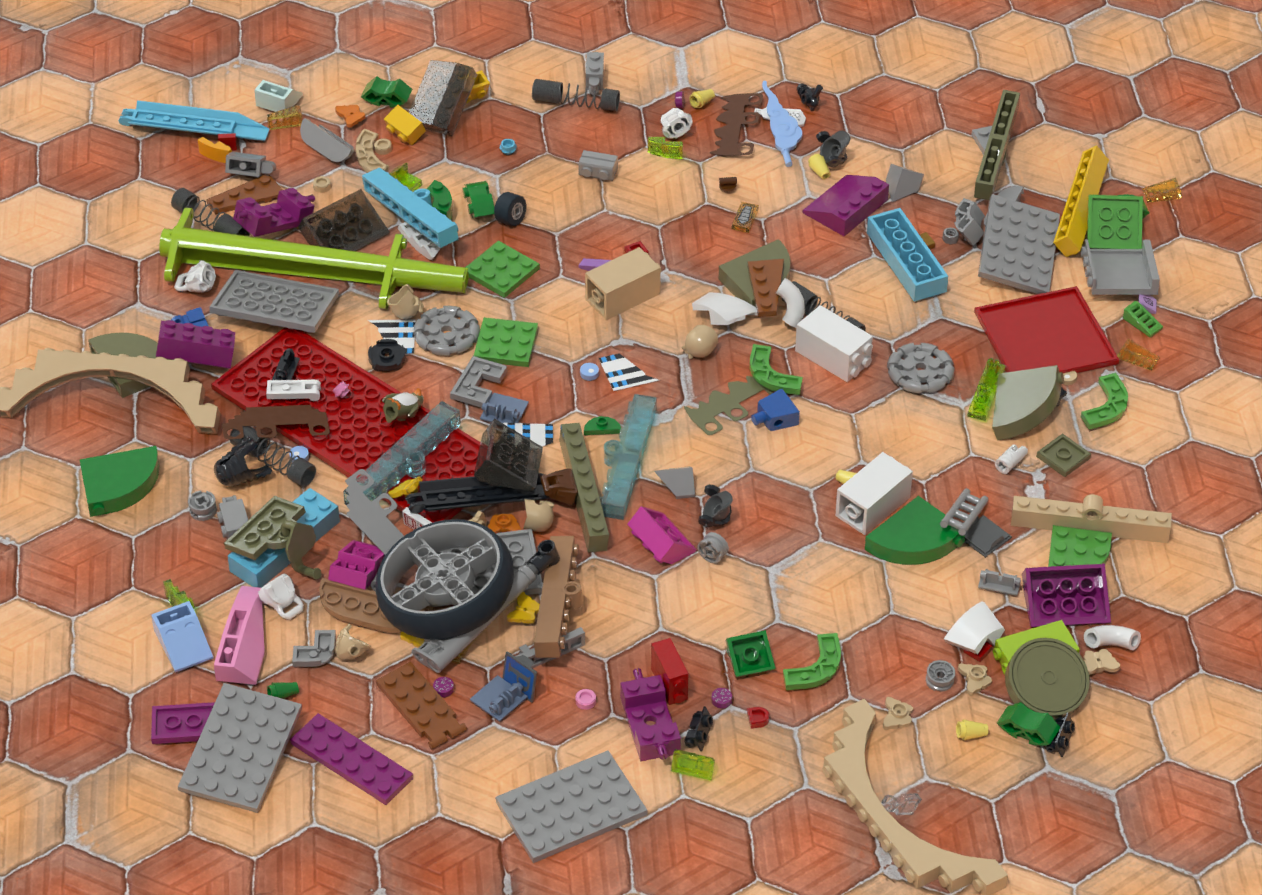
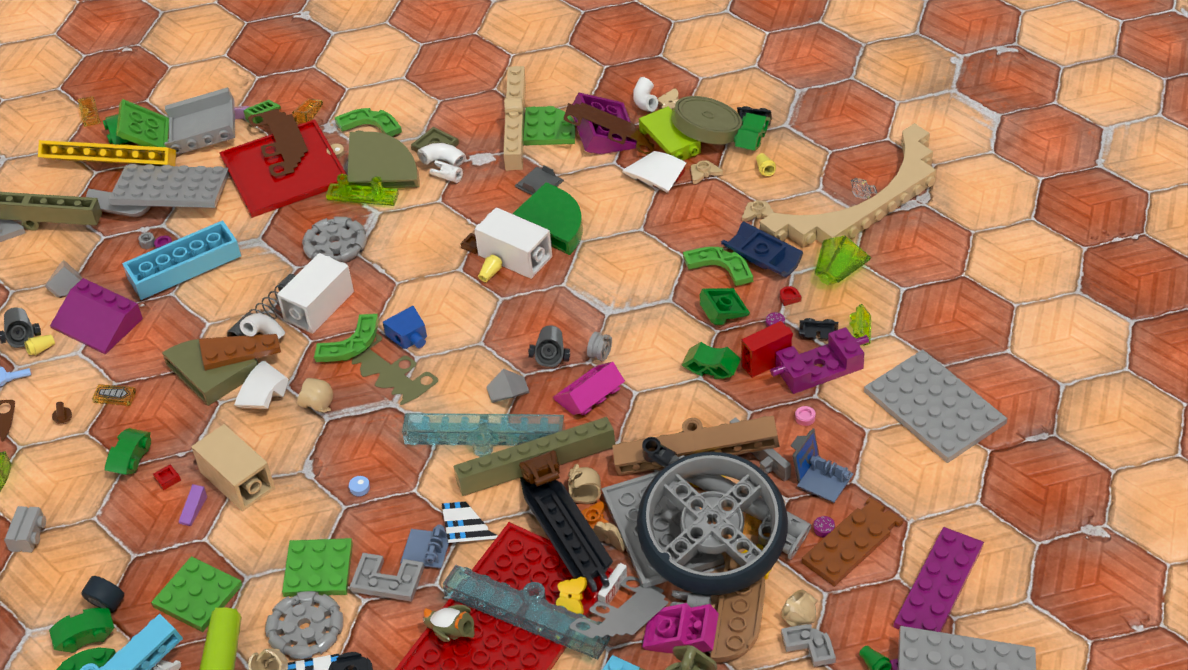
camera: 95 degrees left, 0 degrees up
(507, 458) = (519, 514): clear smoke slope -> none
(601, 426) = (439, 462): green plate -> none
(623, 373) = (355, 460): sticker -> none
(666, 222) = (128, 451): none -> green brick
(673, 626) = (711, 361): none -> green brick
(791, 761) = (839, 259): none -> clear neon green slope
(824, 701) = (764, 250): none -> dark blue piece
(944, 248) = (162, 240): none -> magenta tile
(946, 675) = (711, 188): light grey wheel -> none
(968, 518) = (531, 188): light grey bar -> none
(969, 221) = (135, 223): light grey brick -> none
(1005, 584) = (596, 164): light grey hinge -> none
(1036, 451) = (442, 152): none -> white cylinder
(1060, 587) = (615, 124): none -> reddish brown piece
(1083, 337) = (287, 136): none -> reddish brown piece

